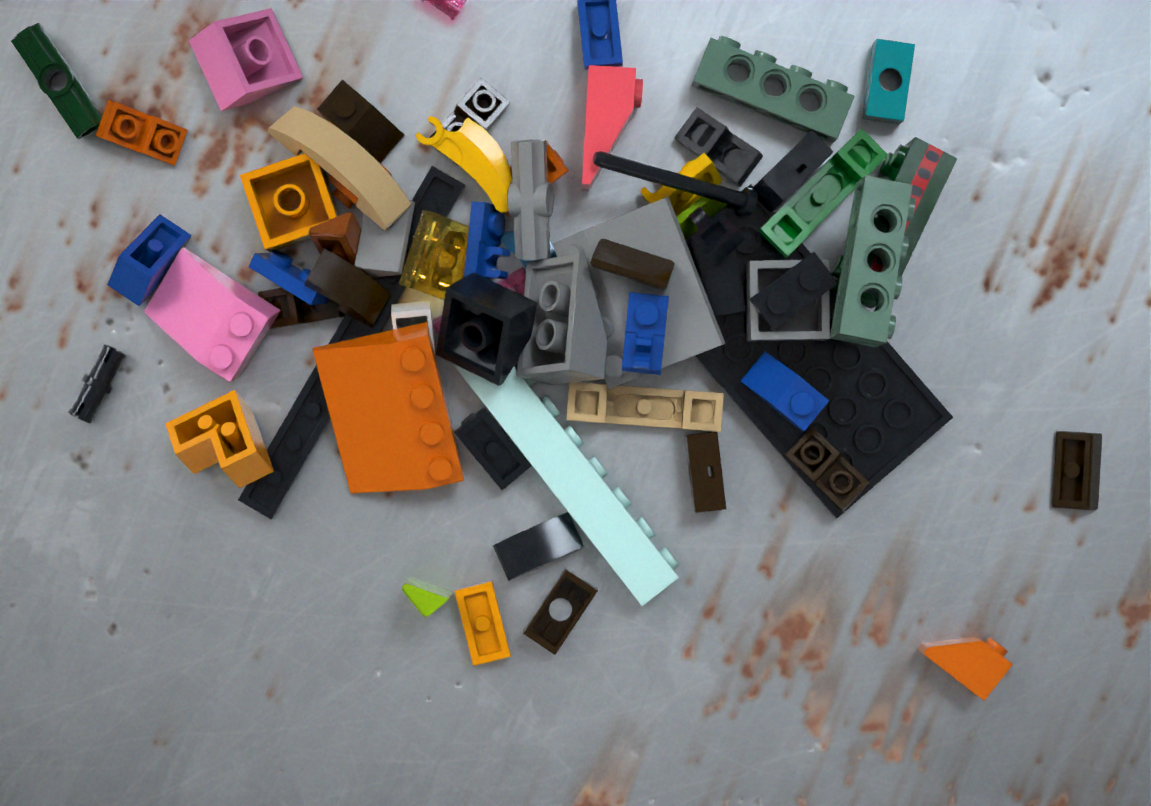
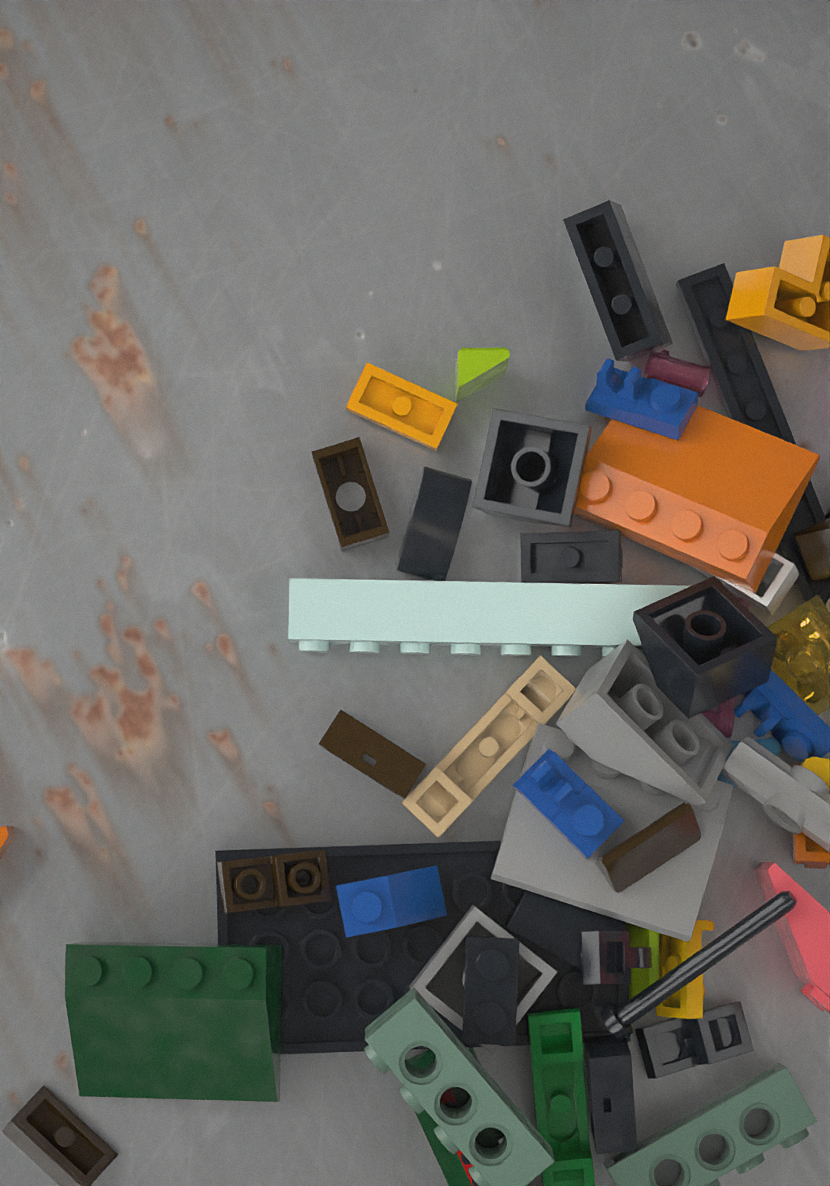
camera: 120 degrees right, 5 degrees down
(302, 555) = (618, 281): none -> black brick
(328, 474) = (677, 372): none -> clear pink pin
(363, 482) = (641, 401): none -> blue plate
(459, 515) = (532, 468): none -> black slope
(954, 461) = (175, 1020): none -> dark green slope

